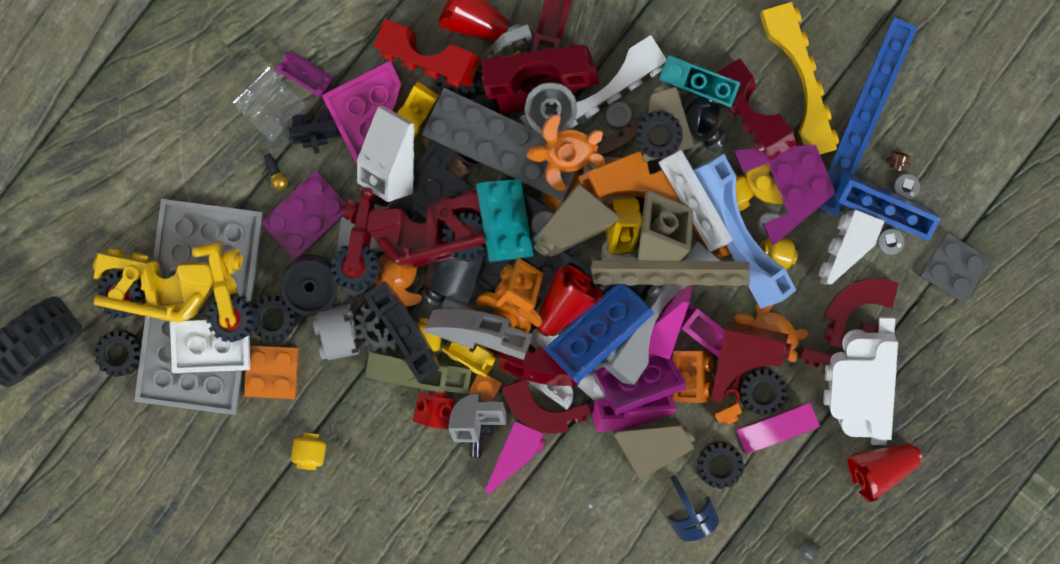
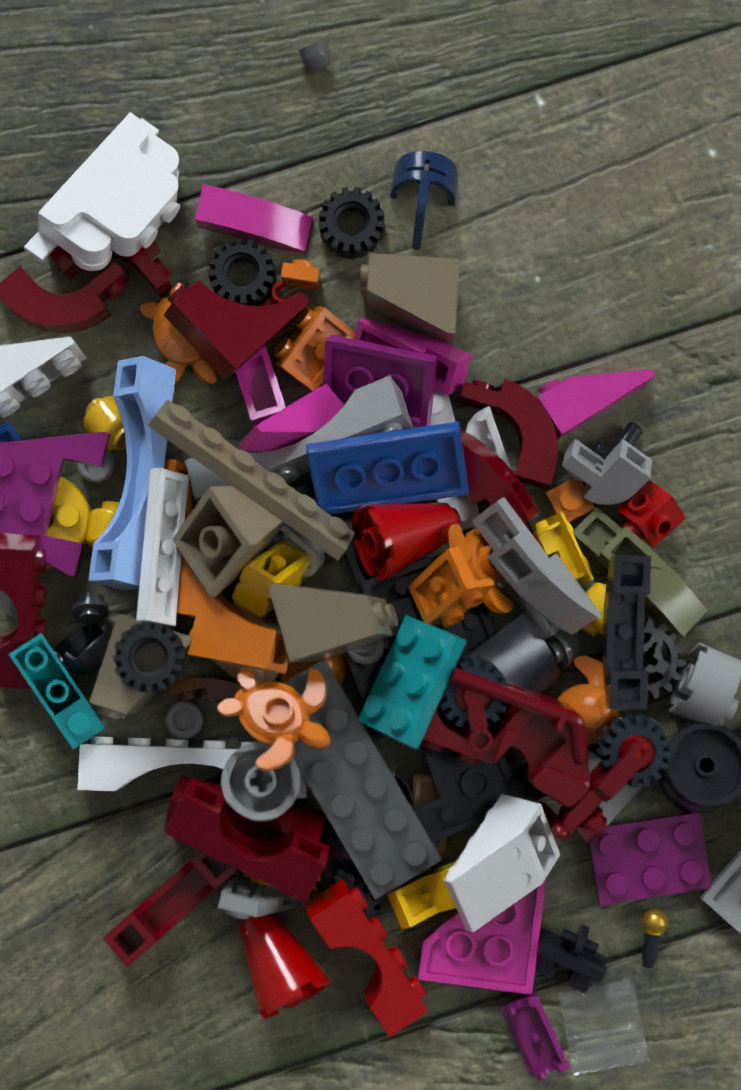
camera: 145 degrees left, 5 degrees down
(882, 468) = (165, 89): red cone -> none

